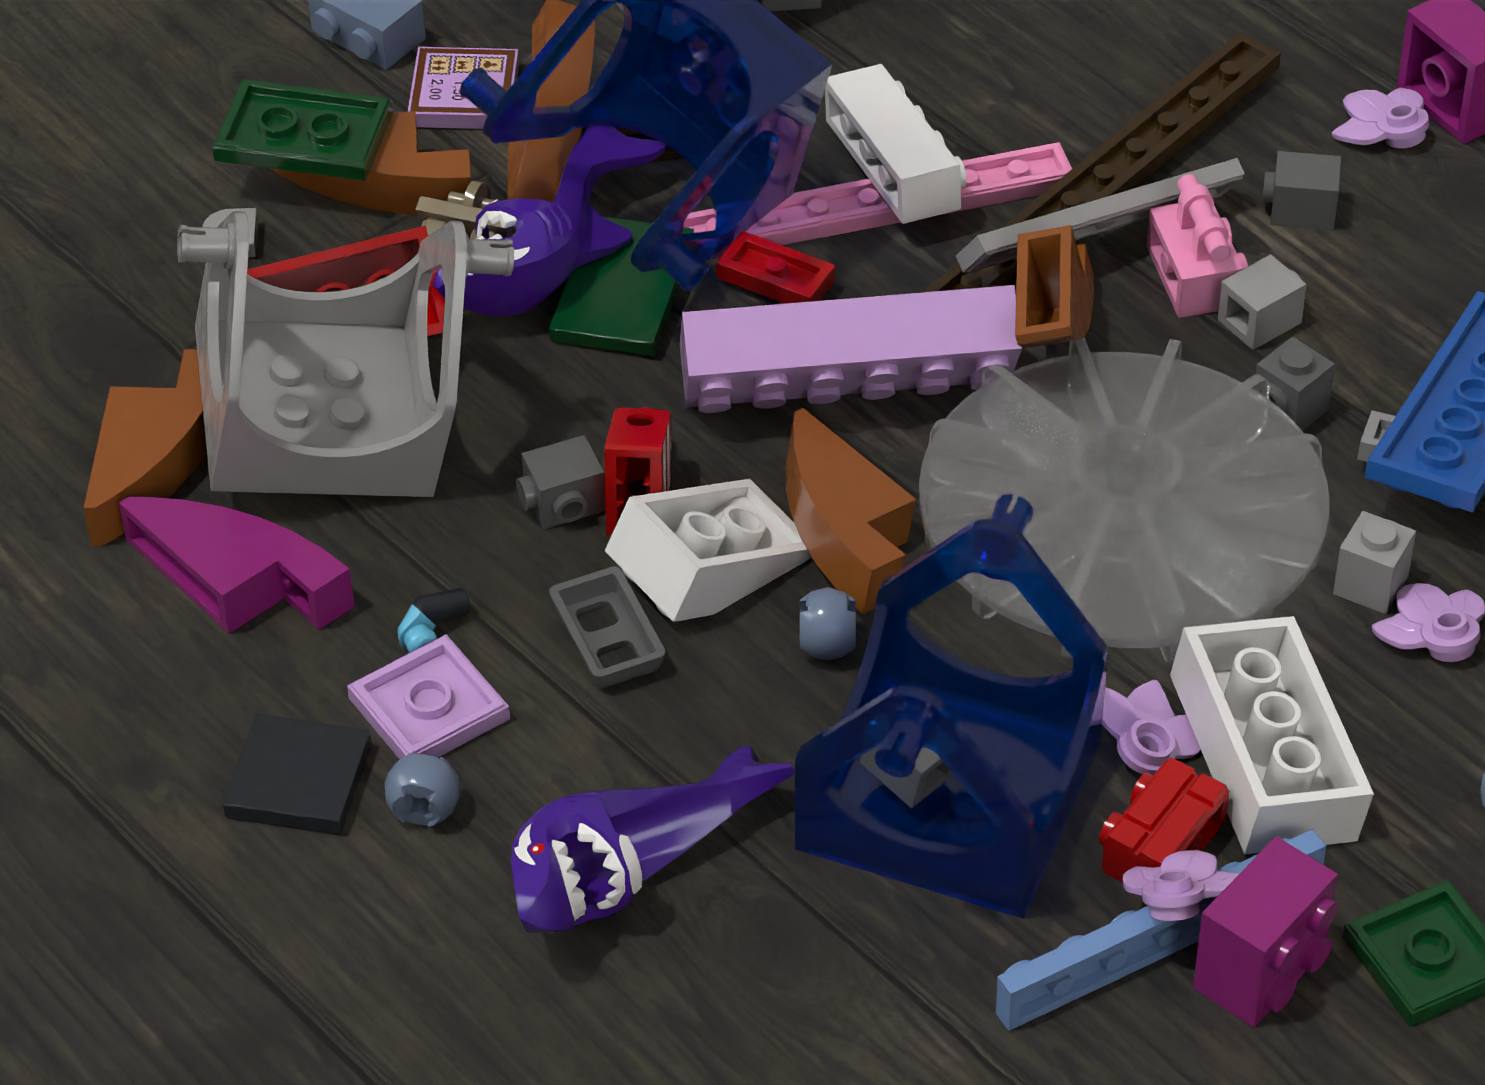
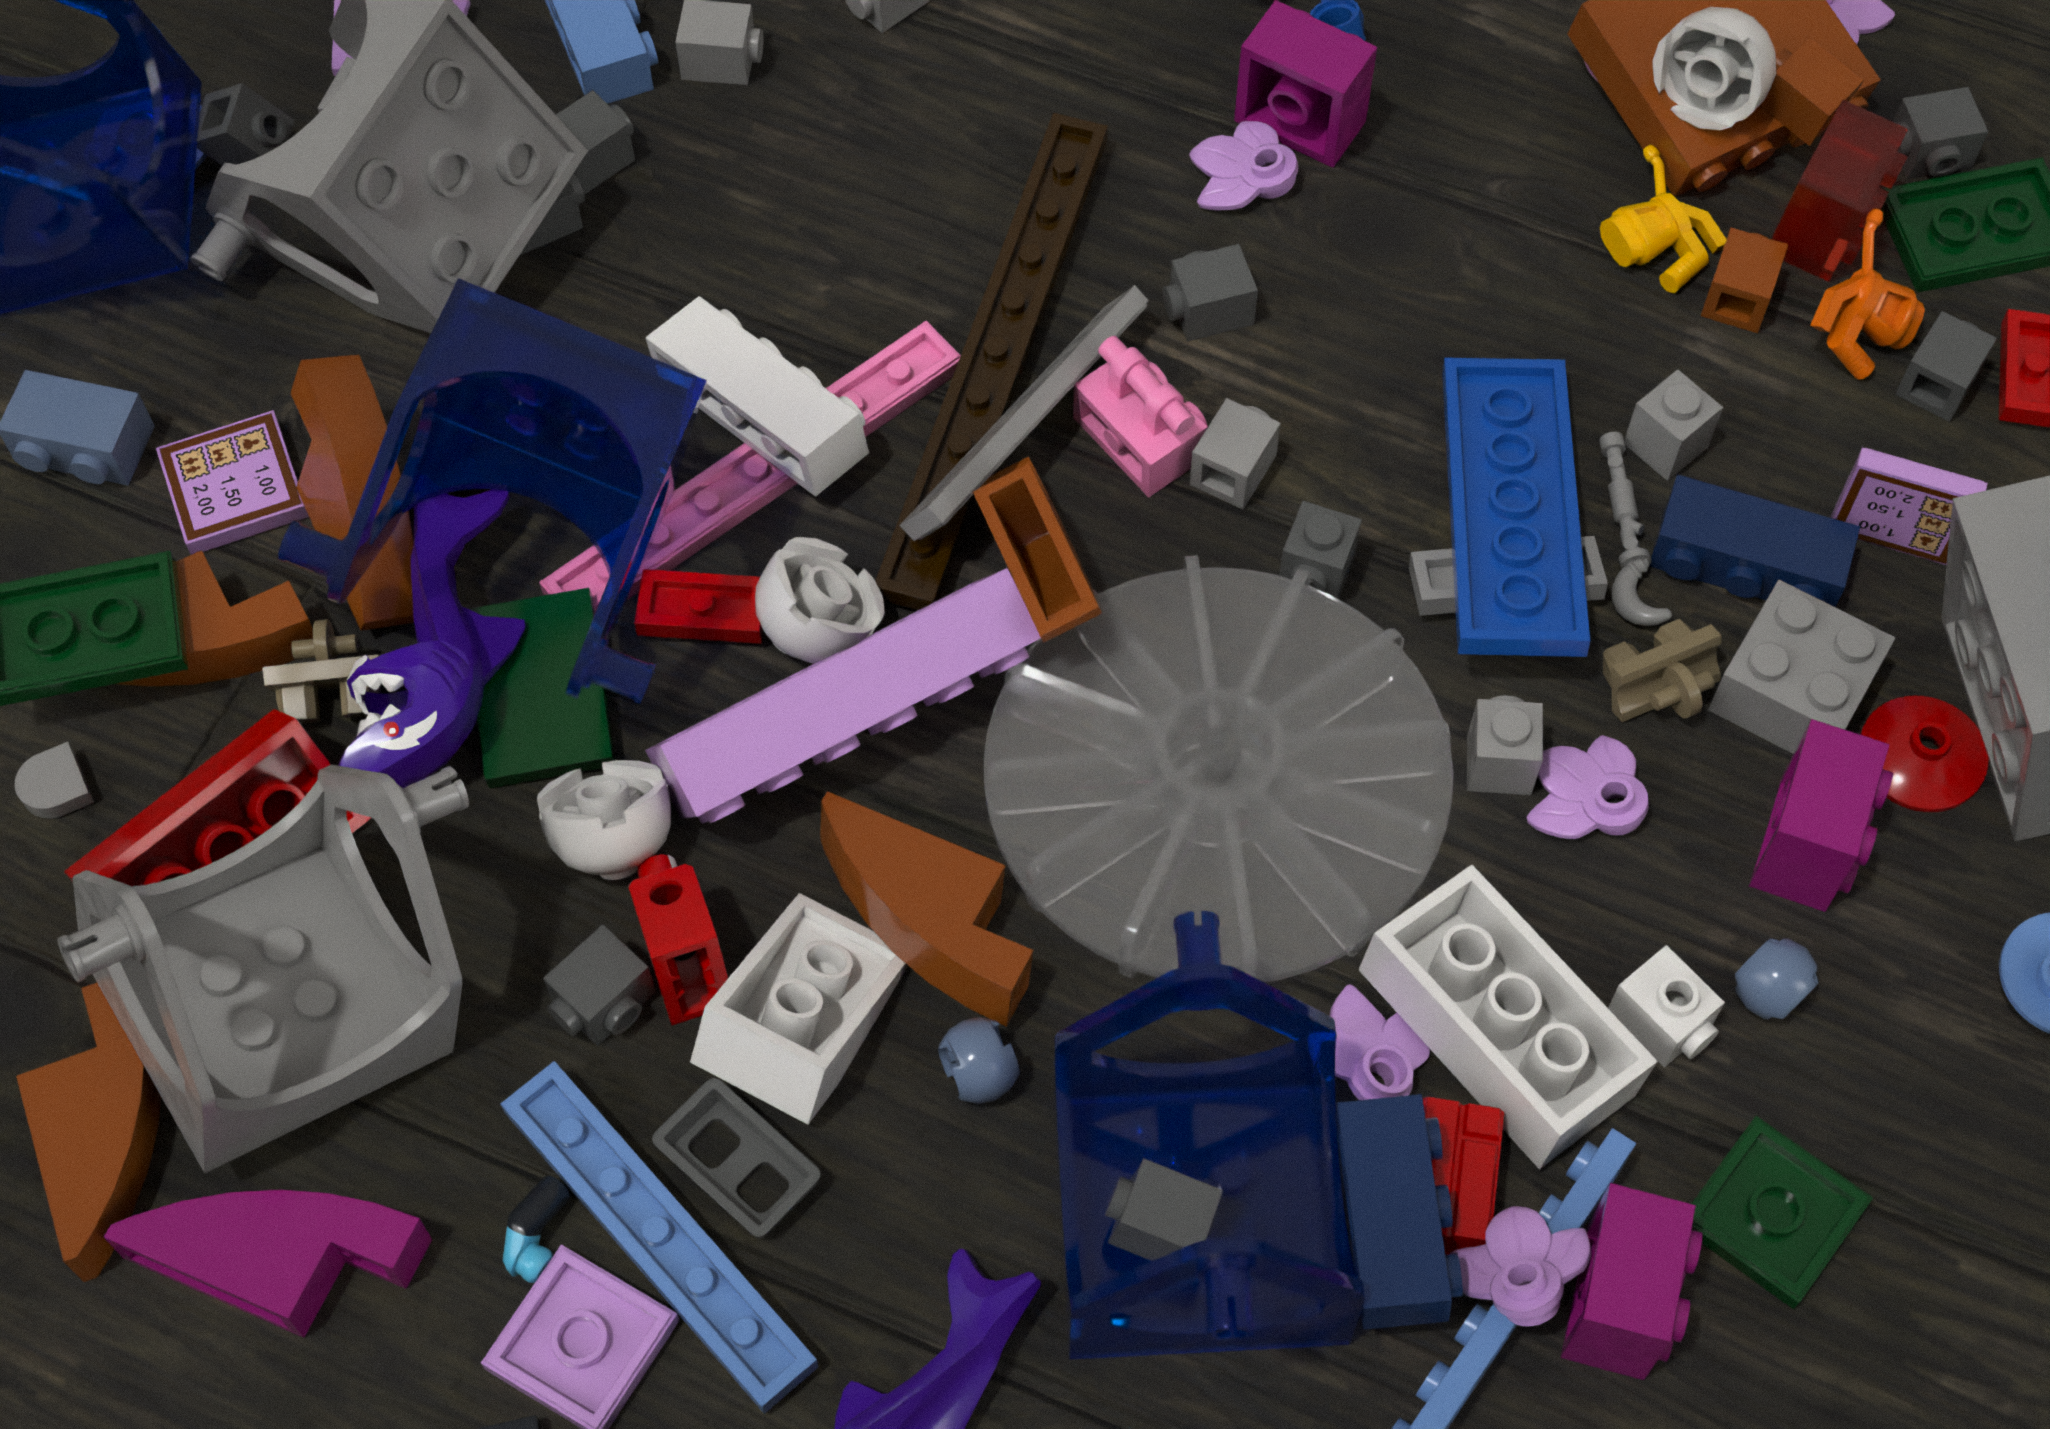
camera: 25 degrees left, 15 degrees up
(522, 655) = (660, 1237): none -> medium blue plate
(624, 374) = (607, 820): none -> white cylinder
(858, 269) = (815, 602): none -> white cylinder
(1095, 809) = (1397, 1211): none -> dark blue brick
(1411, 778) = (1667, 1007): none -> white brick

